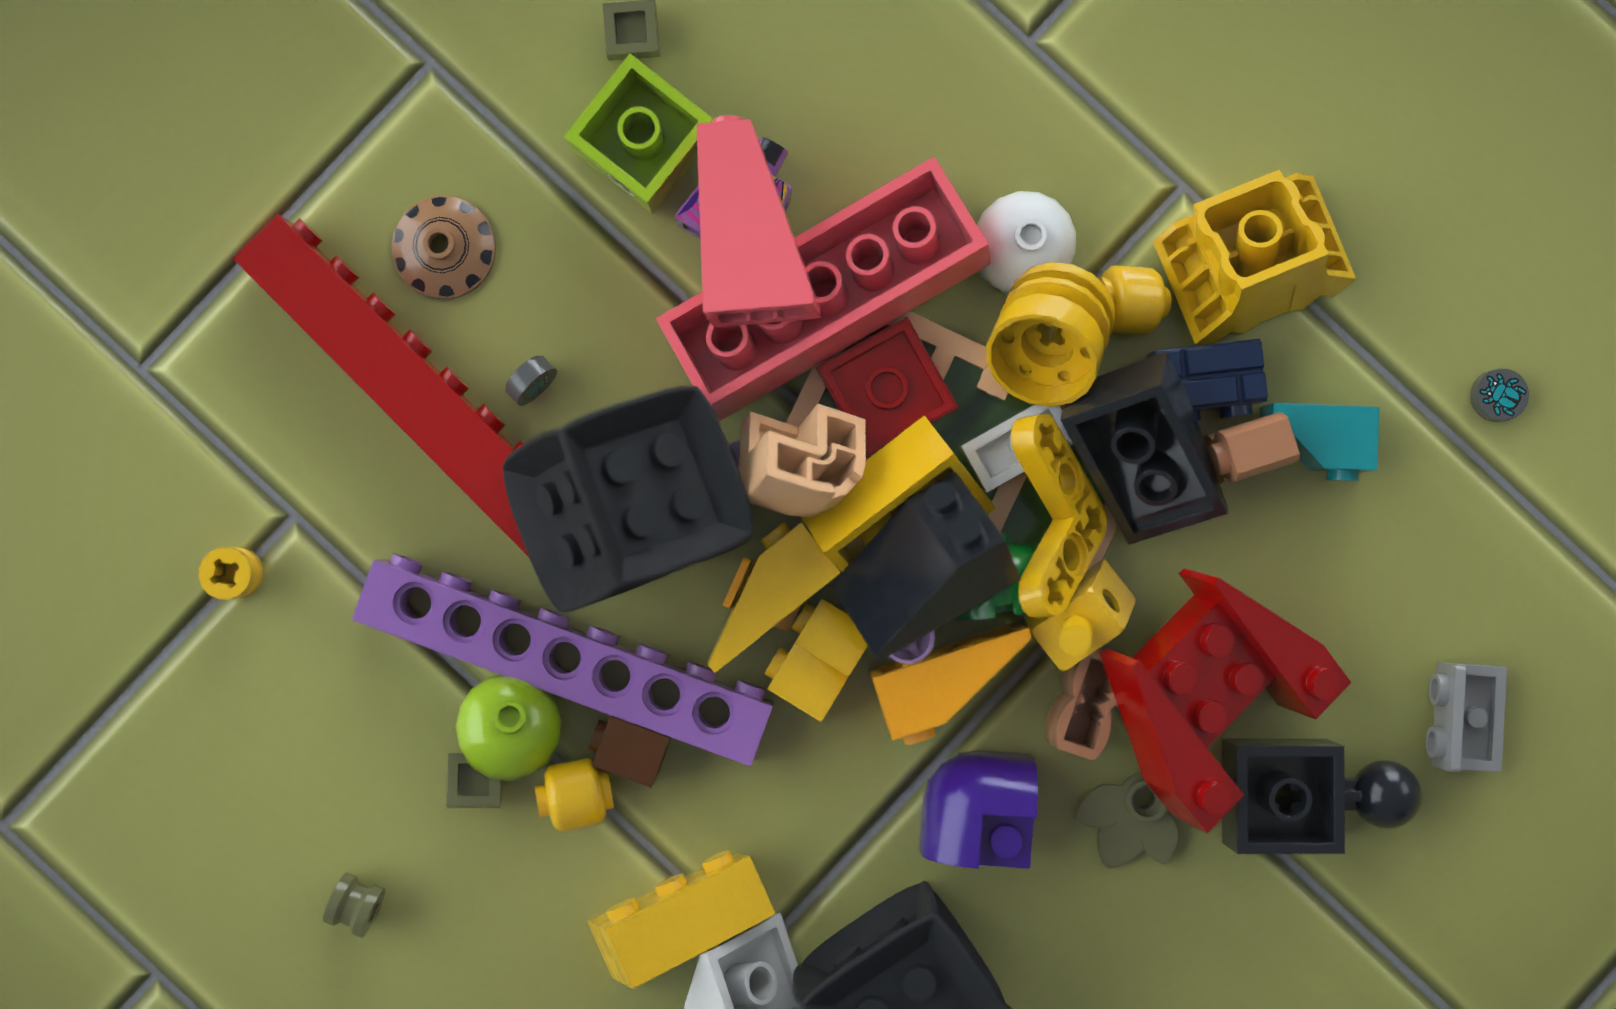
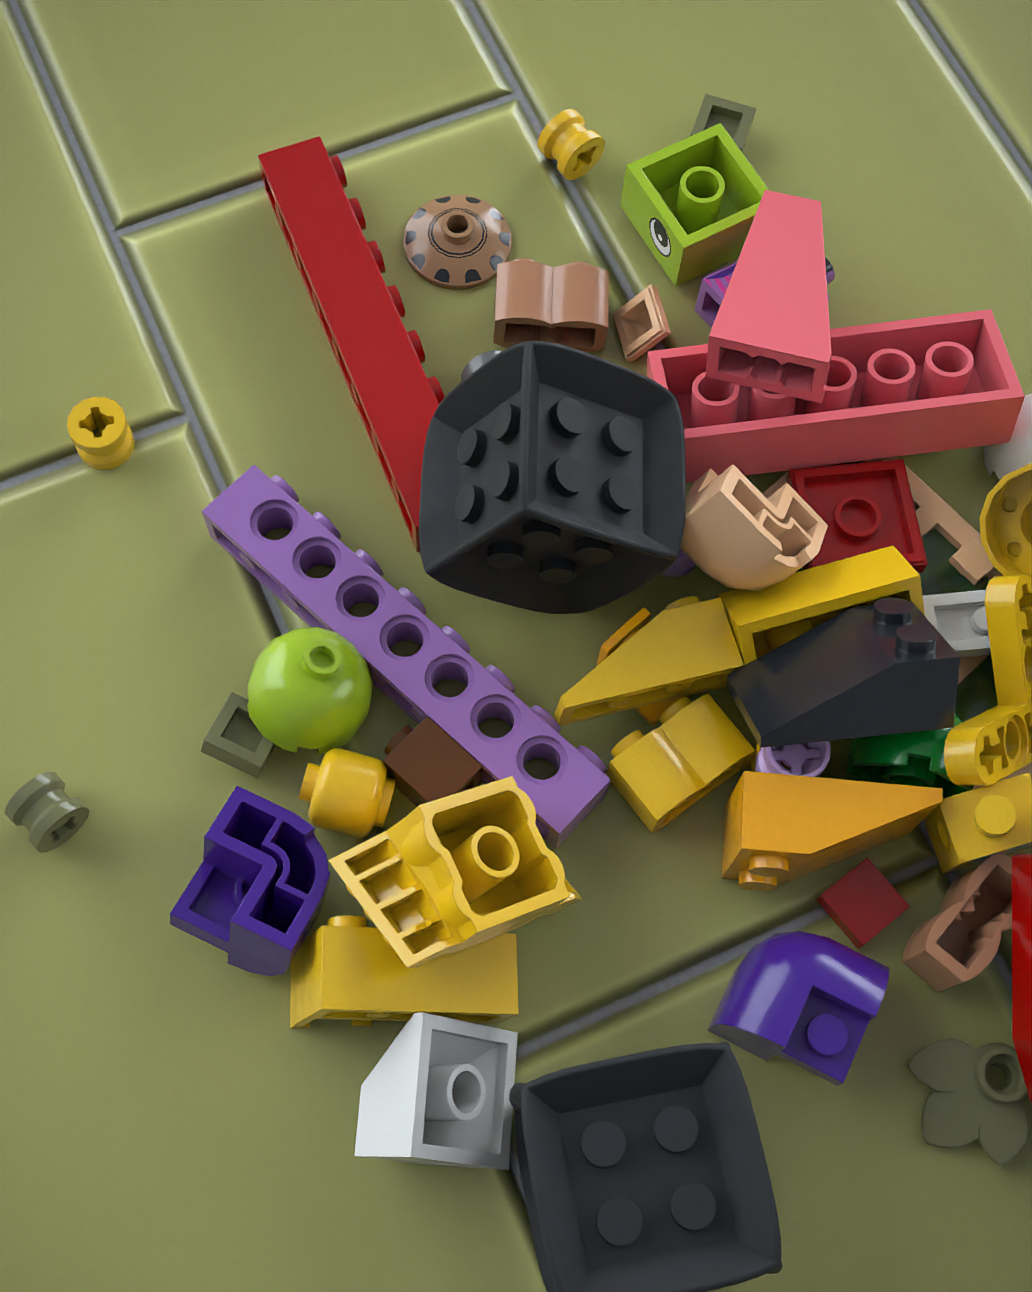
camera: 25 degrees right, 20 degrees down
(502, 110) = (571, 144): none -> yellow wheel
(540, 900) = (256, 885): none -> dark purple brick
(553, 287) = (551, 304): none -> nougat brick
(639, 269) = (641, 323): none -> light nougat slope
(690, 843) = (457, 873): none -> yellow slope
(1002, 708) = (862, 903): none -> red tile

